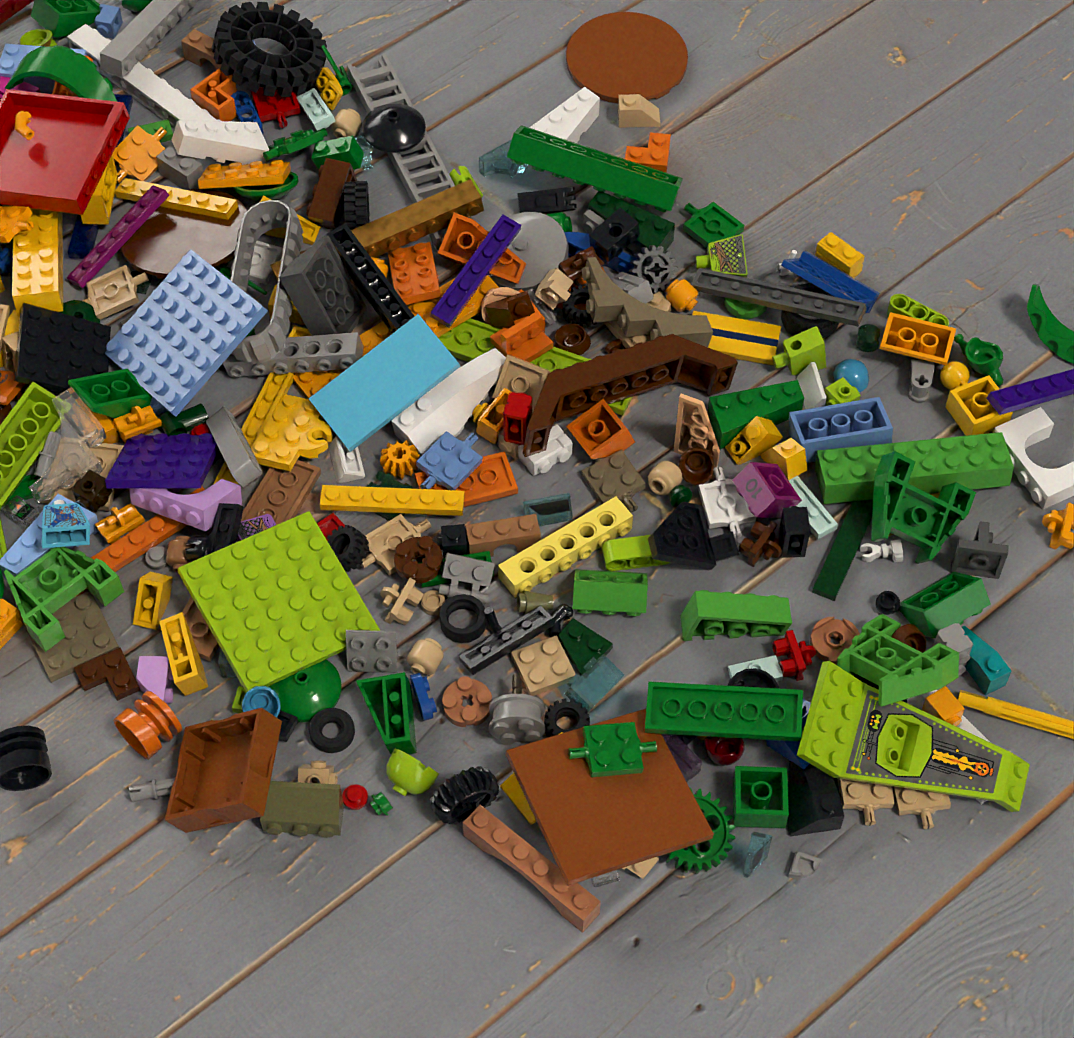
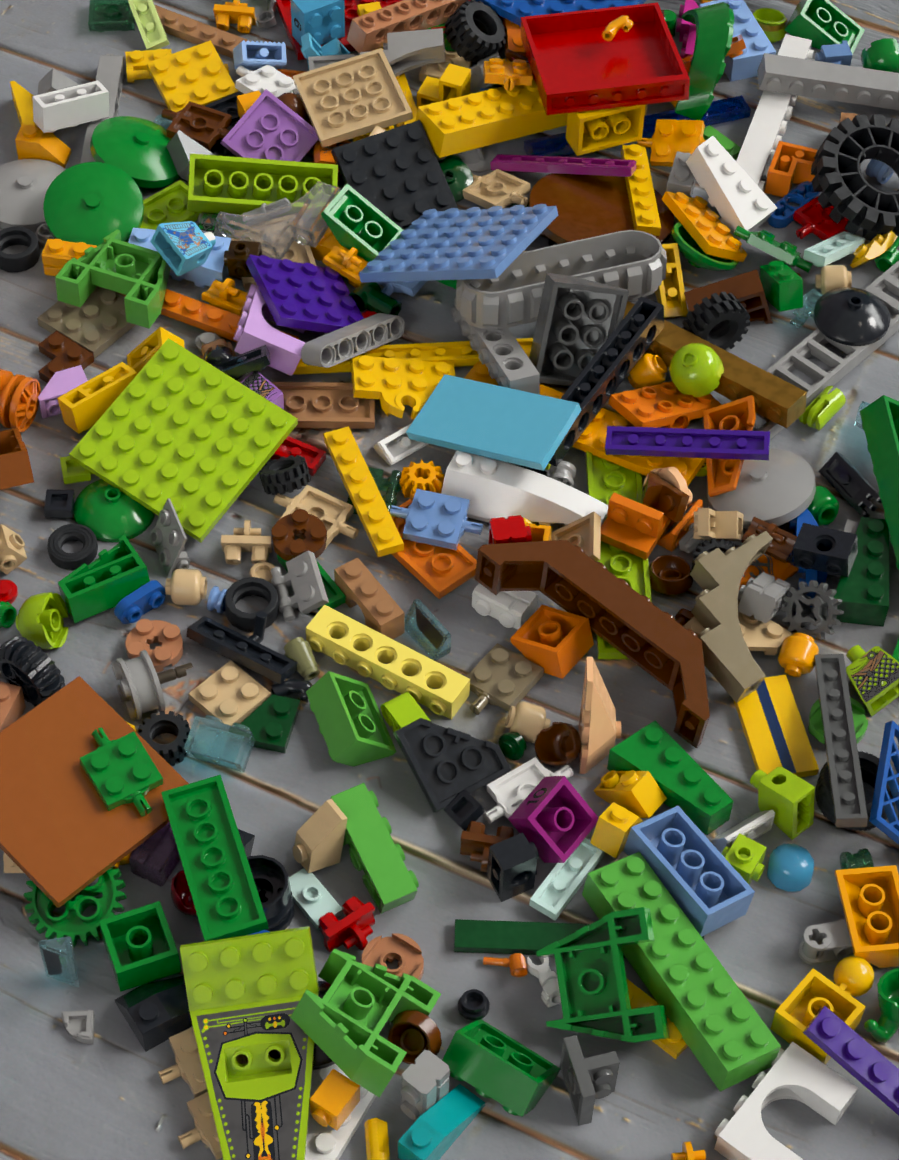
camera: 65 degrees right, 5 degrees down
(263, 698) = (61, 472): dark azure hair -> none
(406, 236) = (696, 369): none -> lime cylinder
(447, 640) = (217, 600): none -> medium blue bush
(453, 540) = (336, 554): black brick -> none
(718, 641) = (321, 838): none -> tan slope
(863, 565) = (516, 962): none -> orange hand

